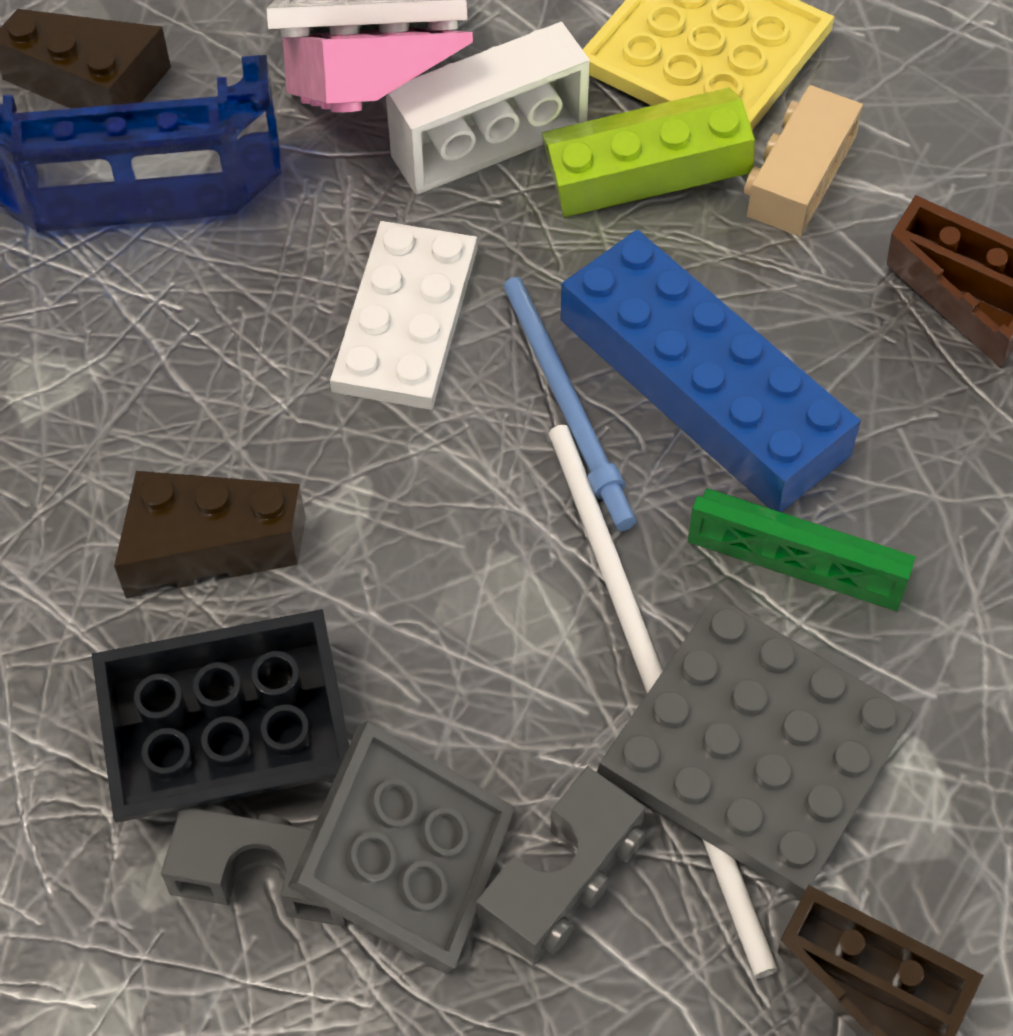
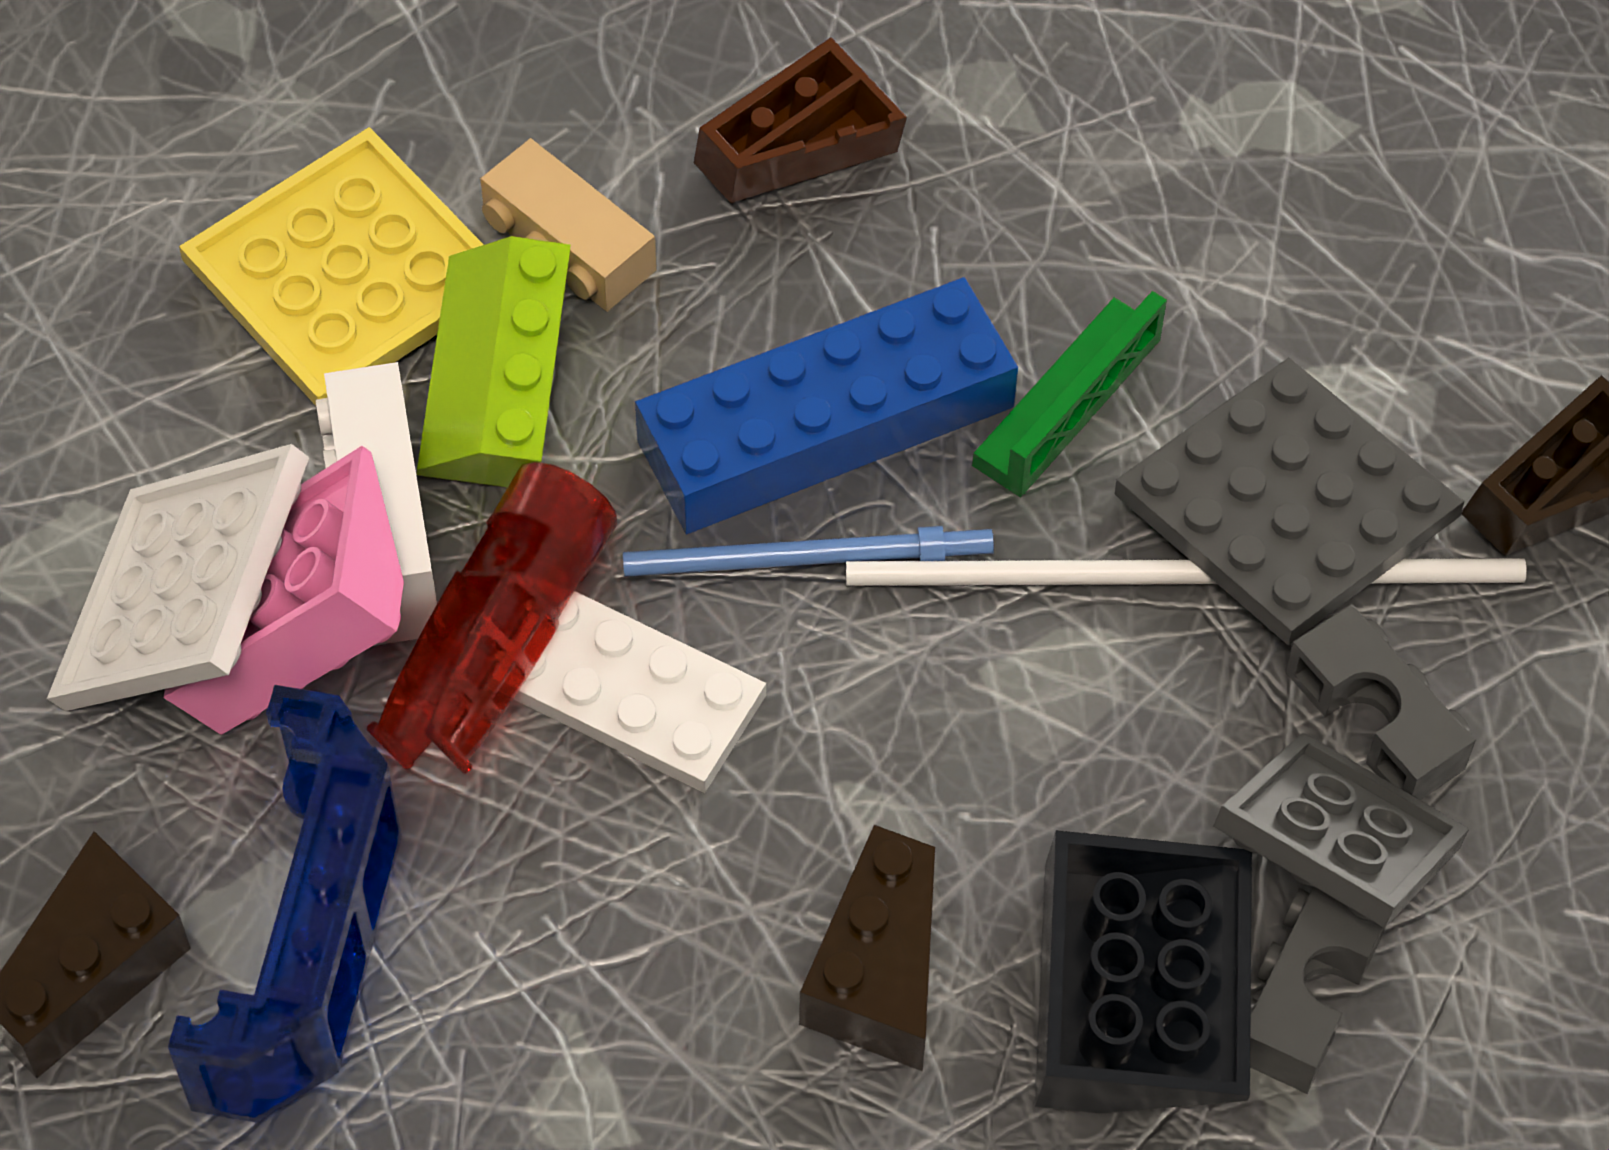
camera: 75 degrees left, 0 degrees up
(417, 203) = (496, 616): none -> clear red piece

